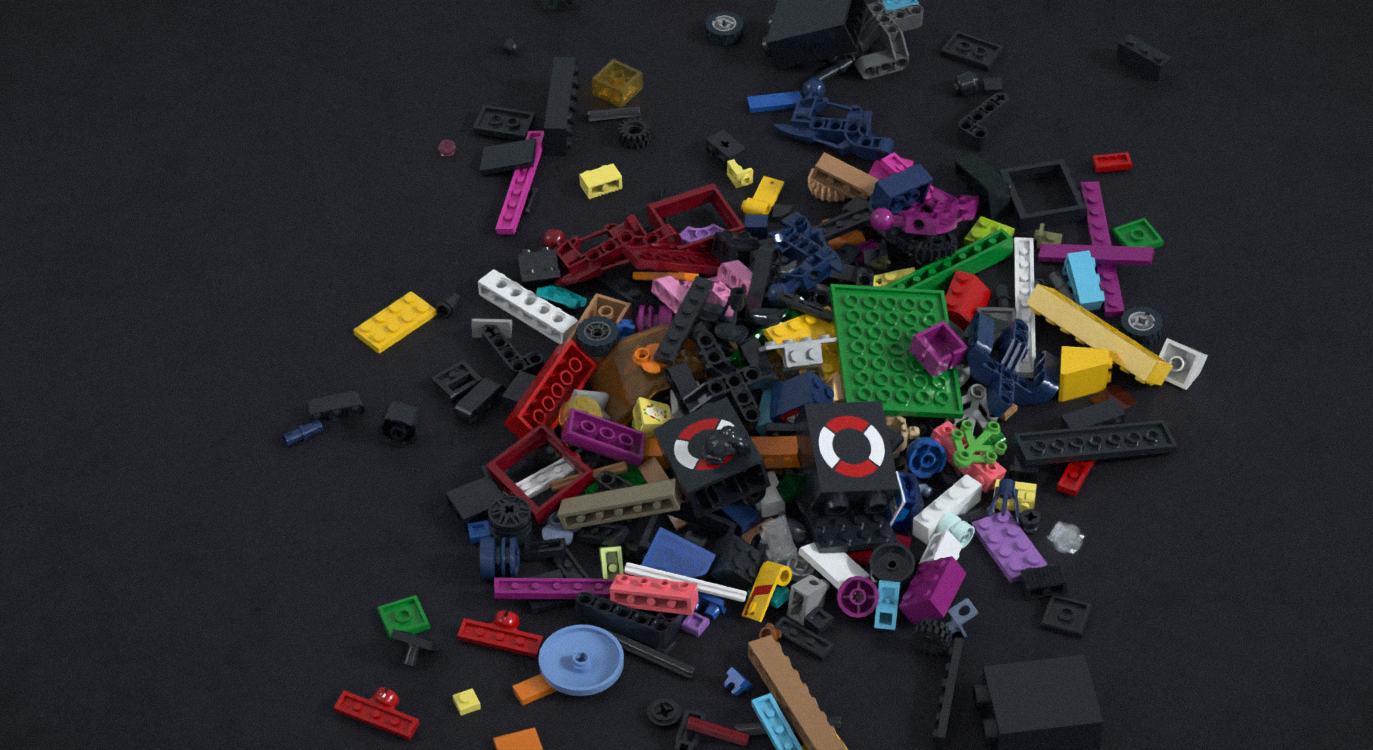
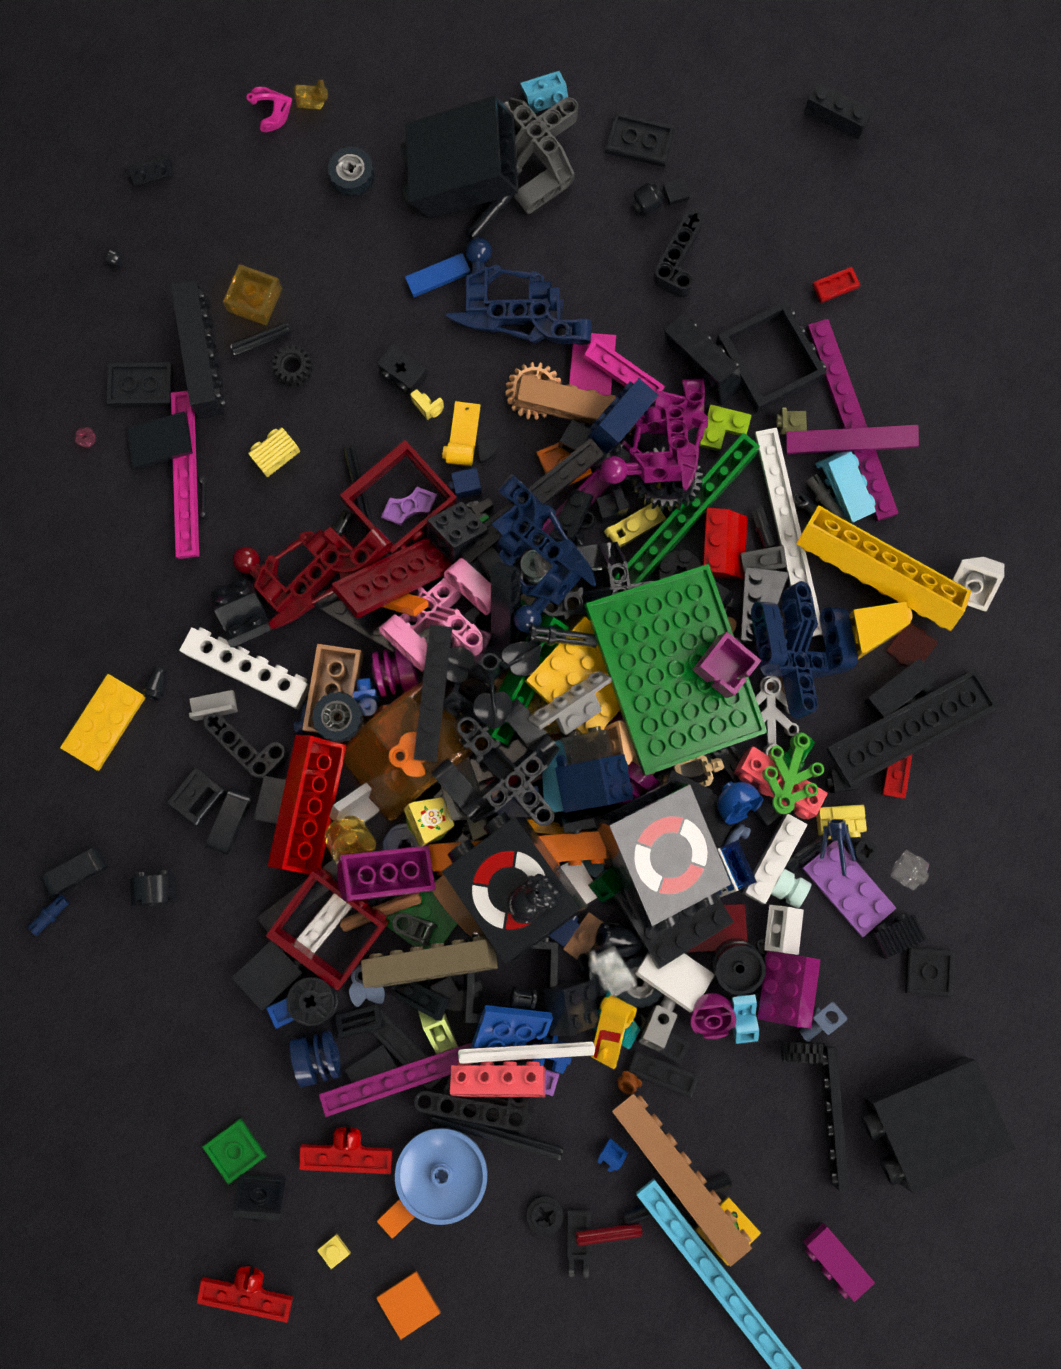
camera: 10 degrees left, 35 degrees up
(562, 296) = (278, 645): teal wing -> none
(1138, 234) = (887, 392): green tile -> none
(1142, 325) = (930, 523): black wheel -> none

